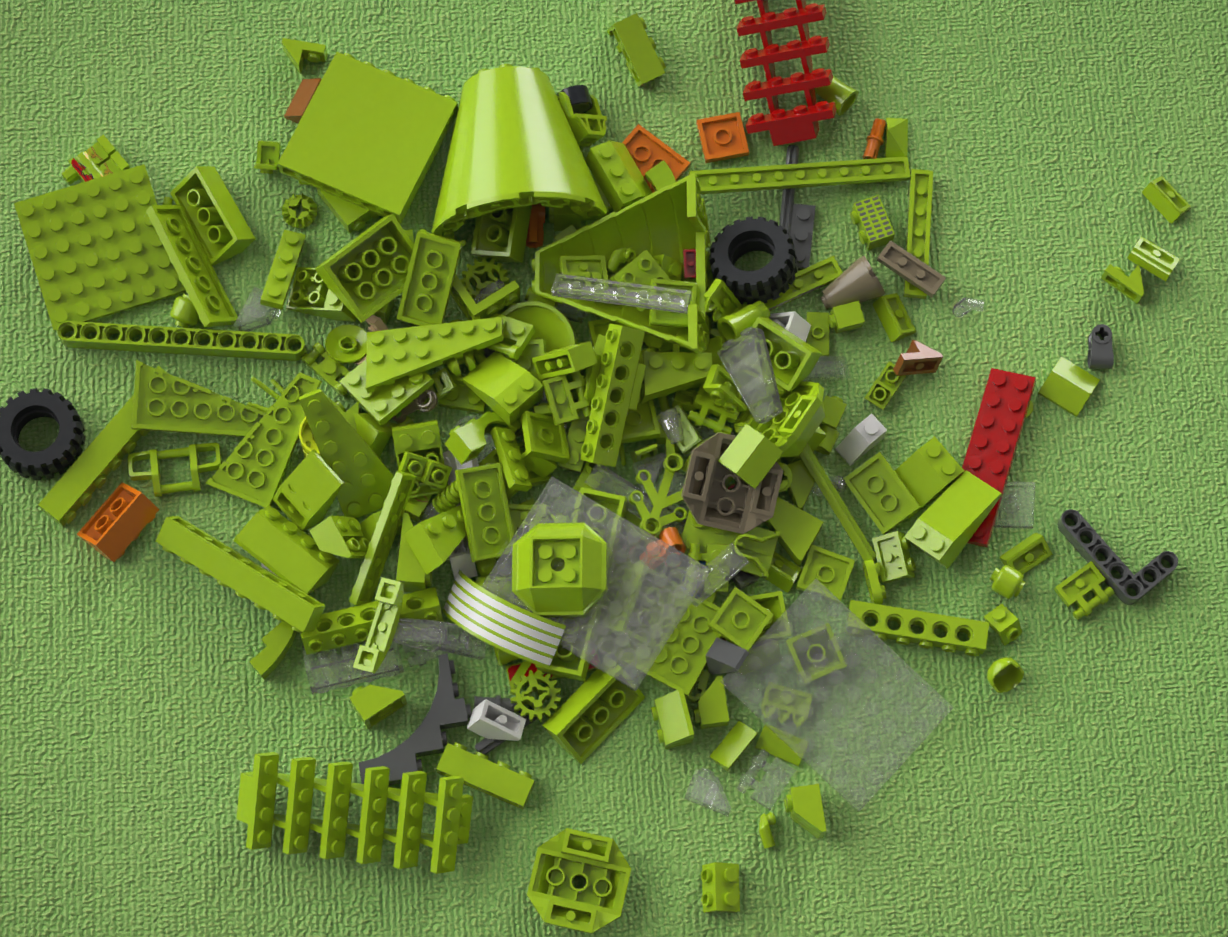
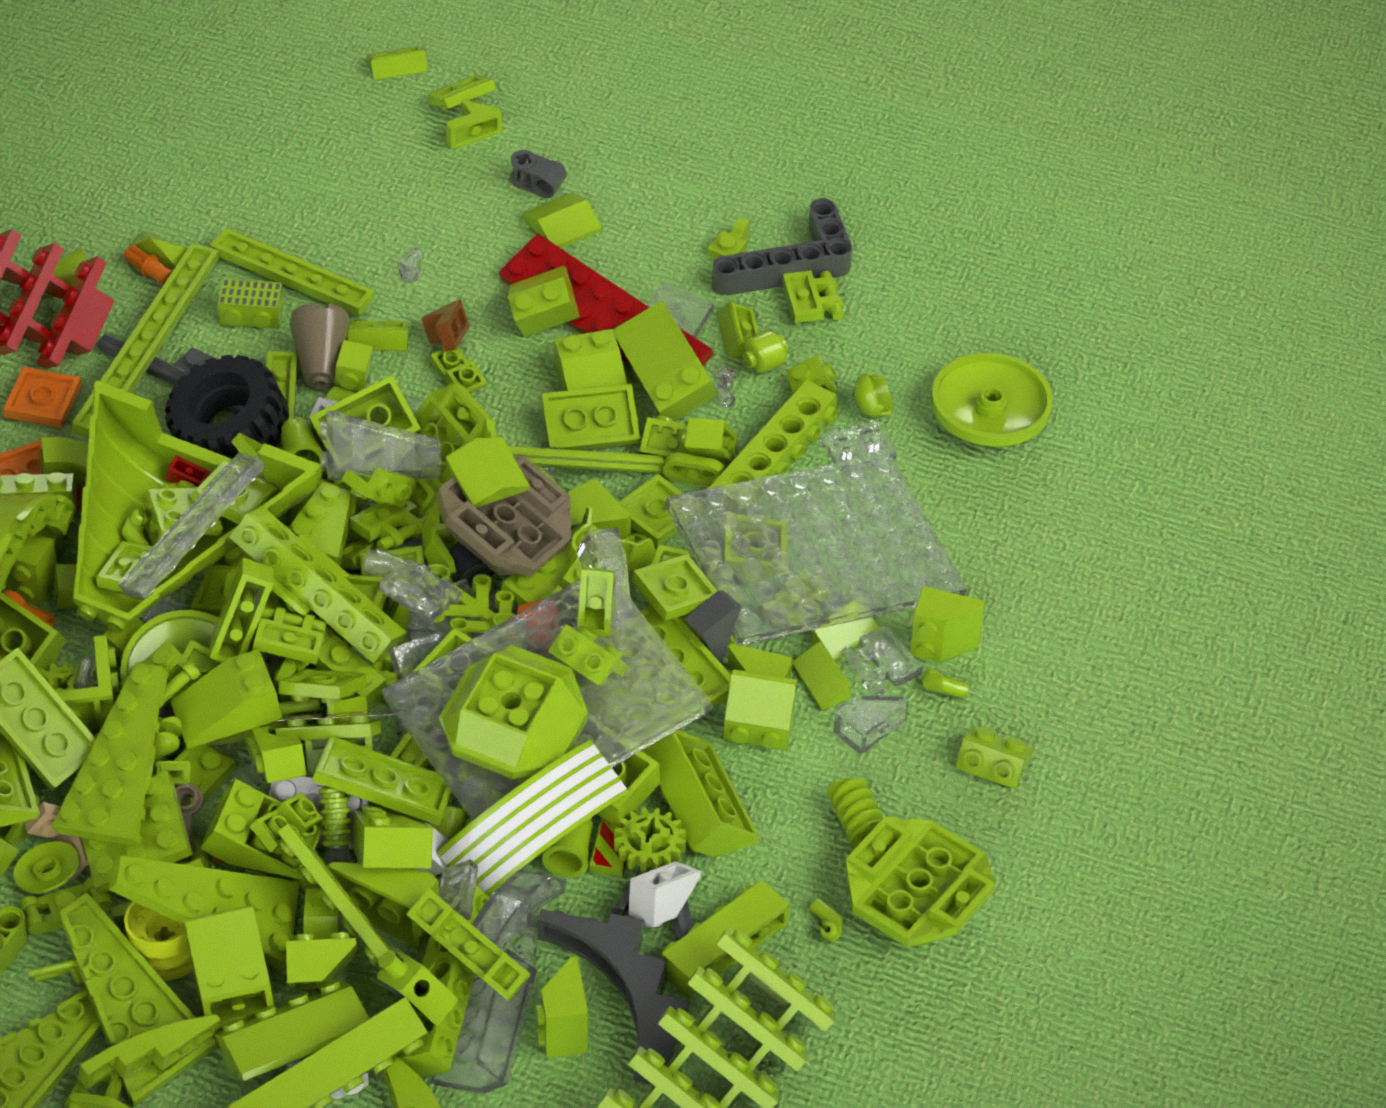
camera: 65 degrees left, 25 degrees down
(240, 479) = (160, 1045): none -> lime slope
(337, 608) = (406, 977): none -> lime torso
(427, 597) = (458, 887): none -> clear plate
(519, 461) = (338, 715): none -> sticker
(533, 837) = (832, 921): none -> lime arm
(622, 594) = (587, 657): none -> lime bracket
(622, 820) = (855, 808): none -> lime piece
(639, 456) = (420, 590): none -> clear plate
(665, 580) = (596, 600): none -> lime slope
(861, 439) = (512, 412): white slope -> none
(894, 583) = (710, 439): none -> lime slope
(911, 269) = (336, 283): dark tan plate -> none
(950, 687) = (857, 442): none -> clear plate
(965, 564) = (721, 380): none -> clear arm
(973, 409) = (543, 301): none -> lime slope
(1041, 758) = (991, 399): none -> lime dish
(1105, 511) = (732, 242): none -> lime plate

